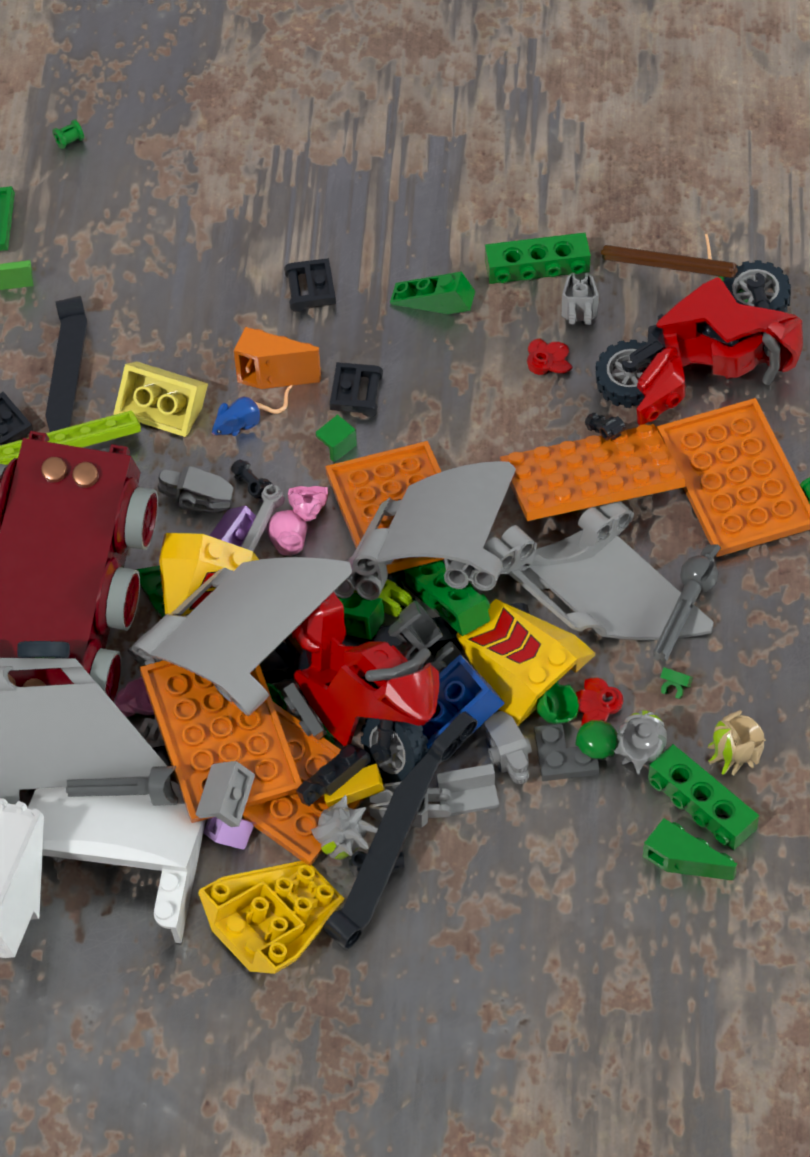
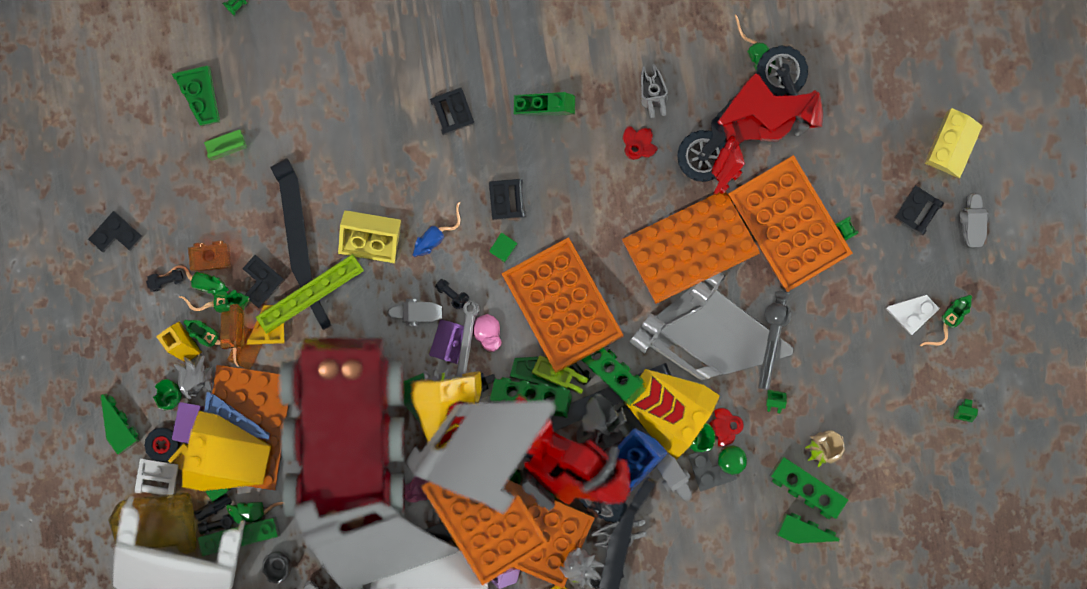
camera: 20 degrees left, 30 degrees up
(43, 649) = (357, 503): black bush -> none
(157, 786) = (454, 568): dark grey piece -> none
(226, 792) = (500, 566): light grey panel -> none
(275, 360) = (439, 194): orange slope -> none
(307, 500) = (496, 305): bright pink hair -> none
(333, 774) = (566, 529): black hinge -> none
(363, 784) = (580, 534): yellow slope -> none
(438, 519) = (597, 330): light grey panel -> none
(470, 789) = (655, 513): light grey panel -> none
(537, 258) = (640, 42): green brick -> none
(607, 428) = (697, 208): black bar -> none
(641, 739) = (763, 459): light grey hair -> none
(669, 261) = (714, 50): reddish brown axle -> none

